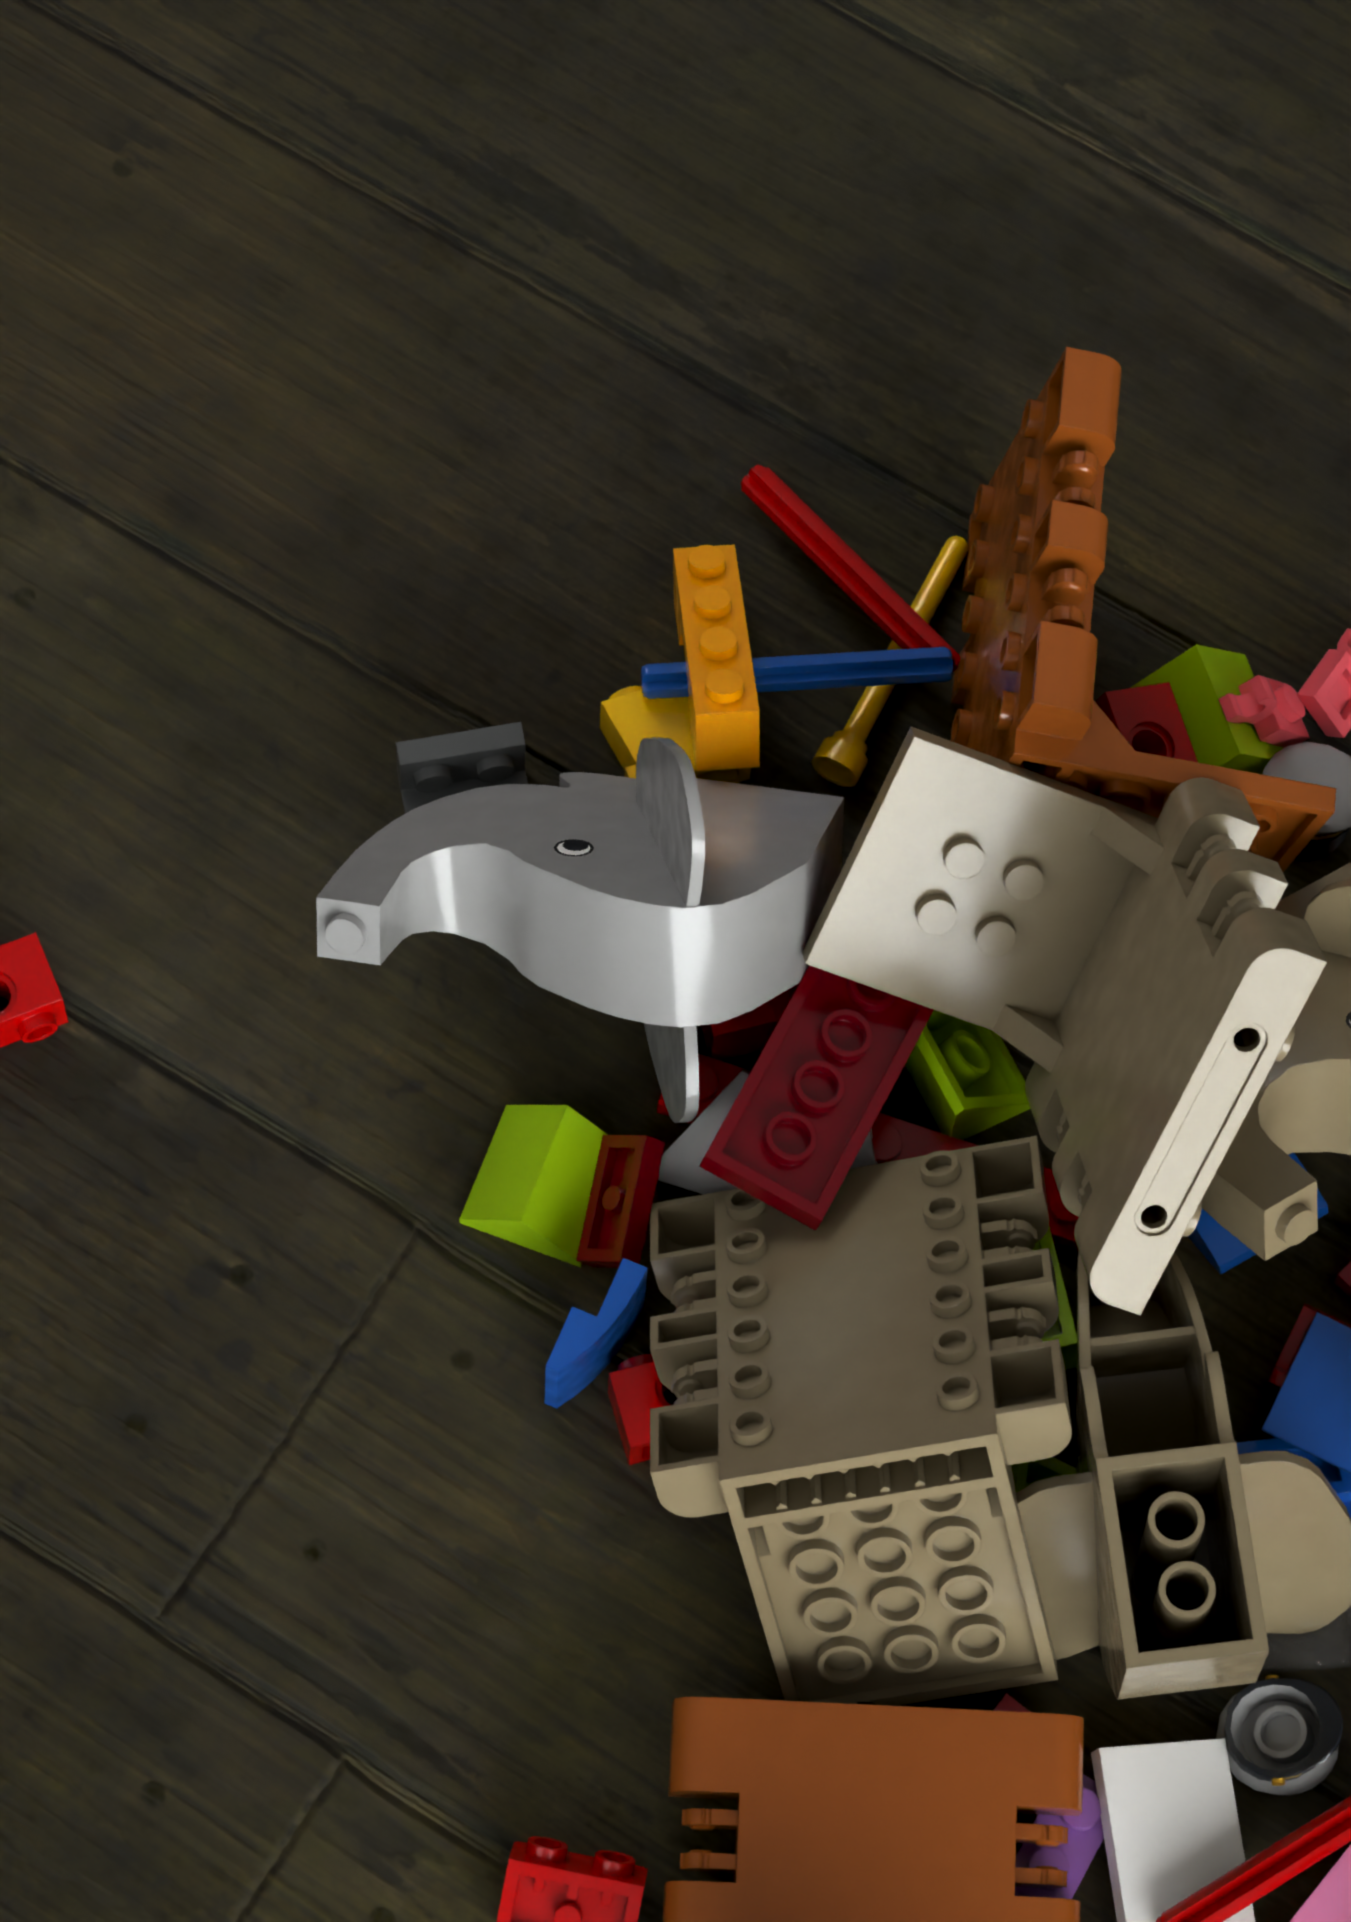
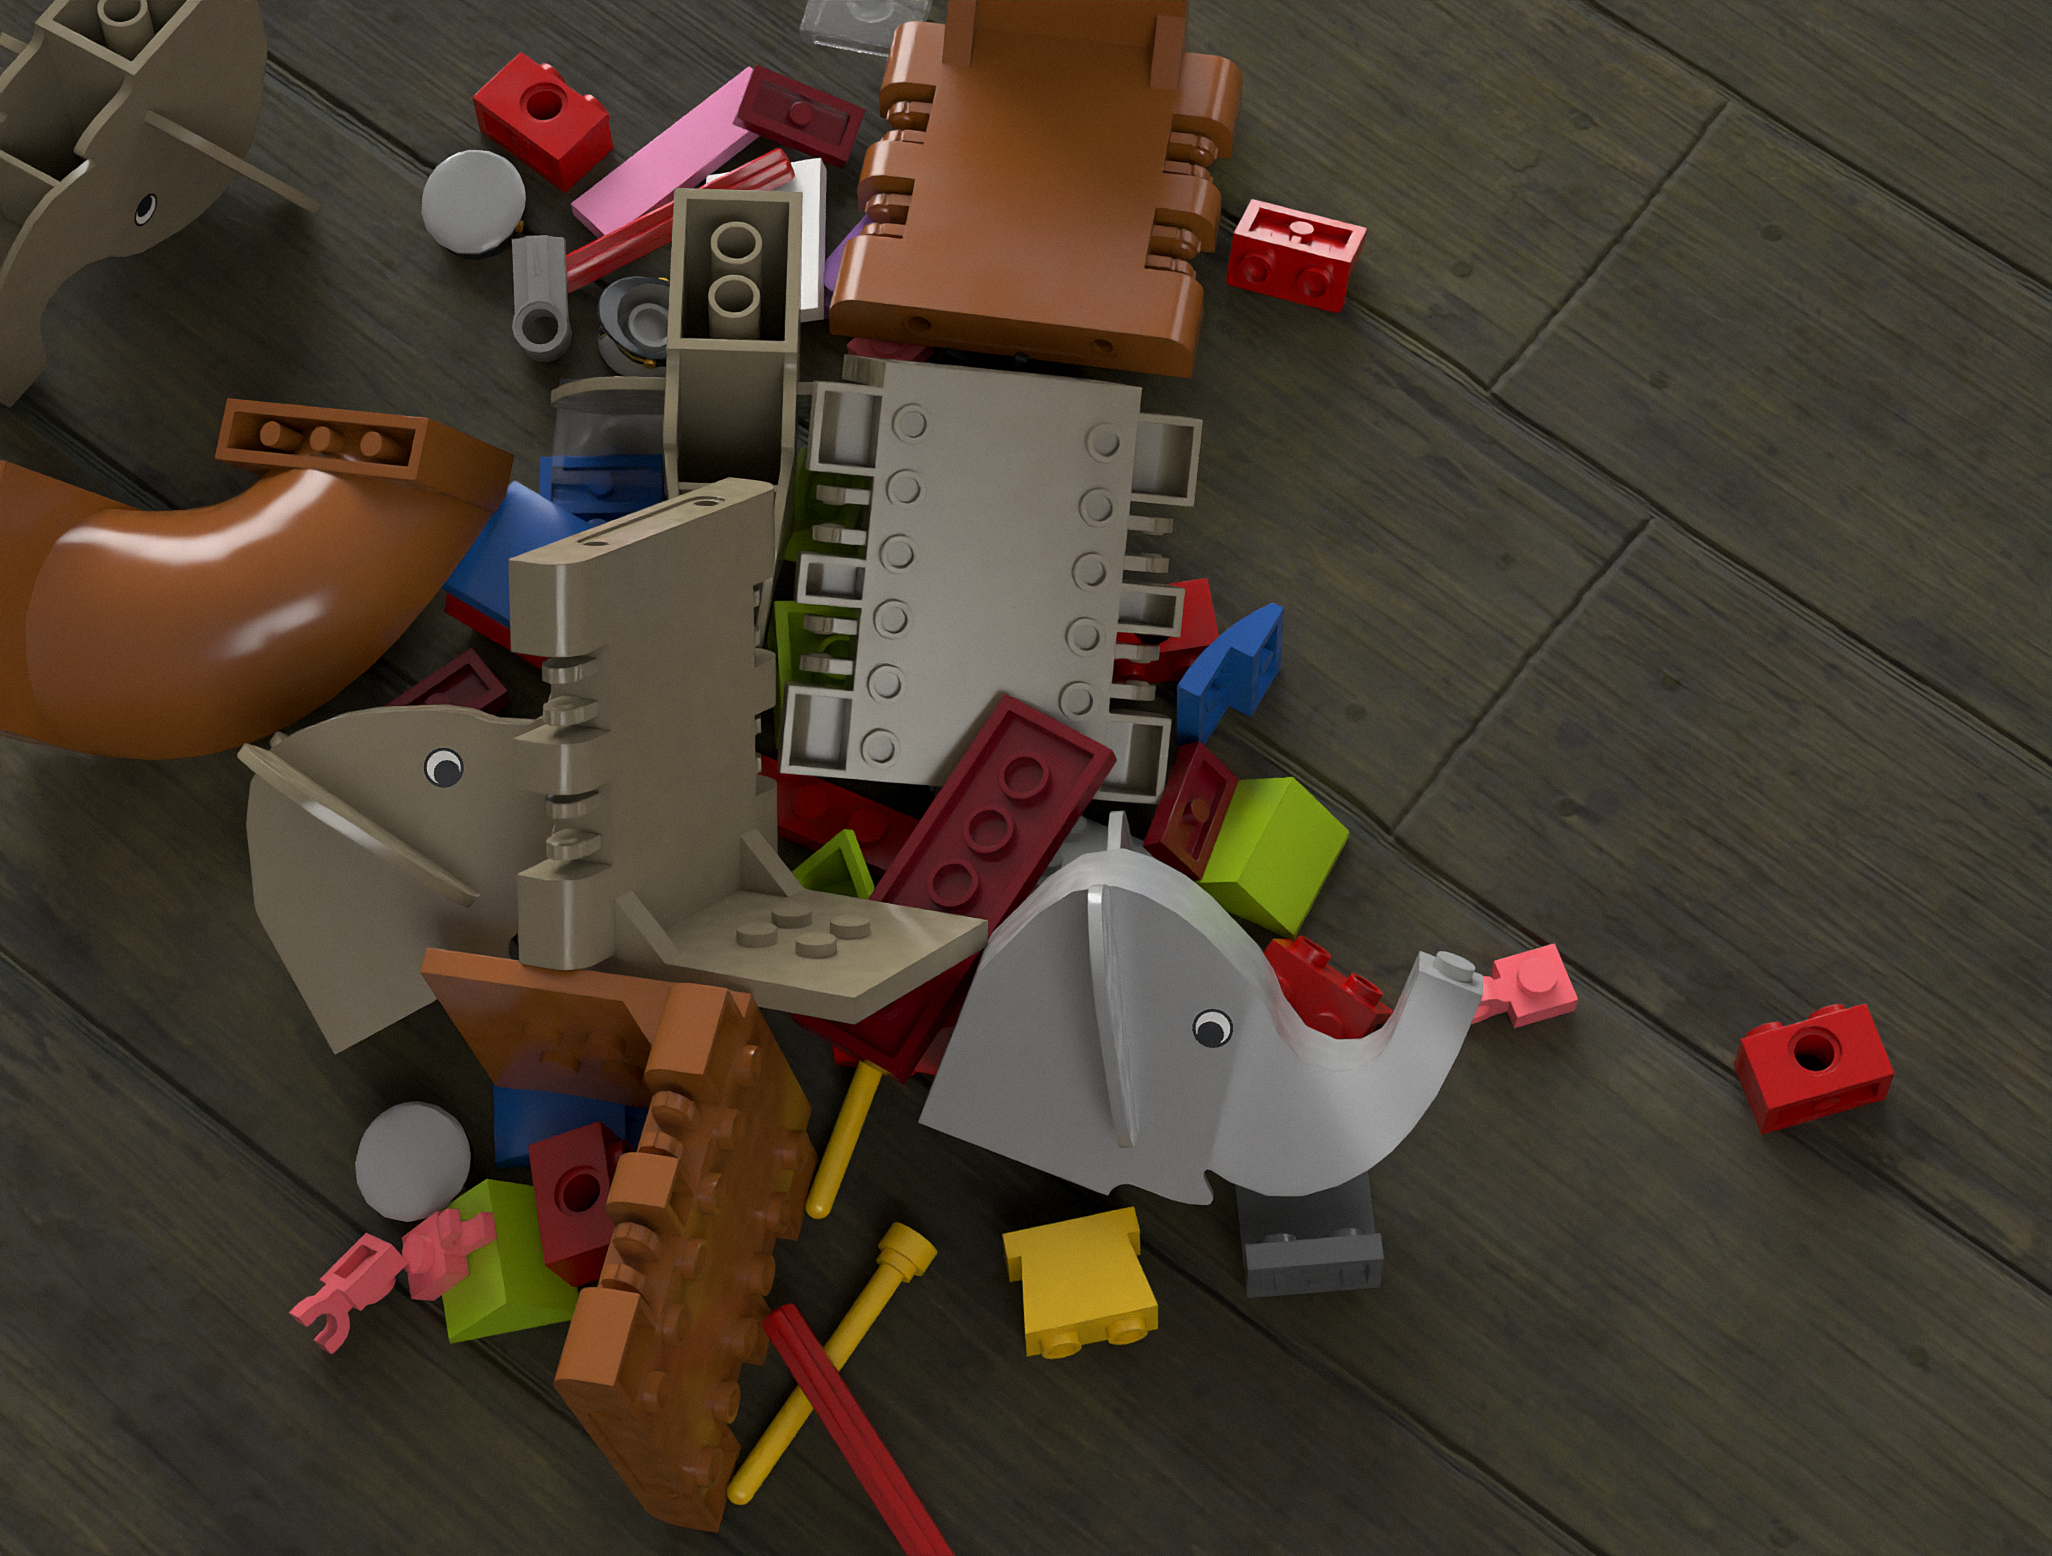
camera: 165 degrees left, 5 degrees down
(272, 1070) = (1527, 988): none -> coral plate
(479, 1030) = (1323, 995): none -> red bracket
(717, 658) = (1028, 1328): light orange arch -> none
(817, 671) = (943, 1302): blue axle -> none

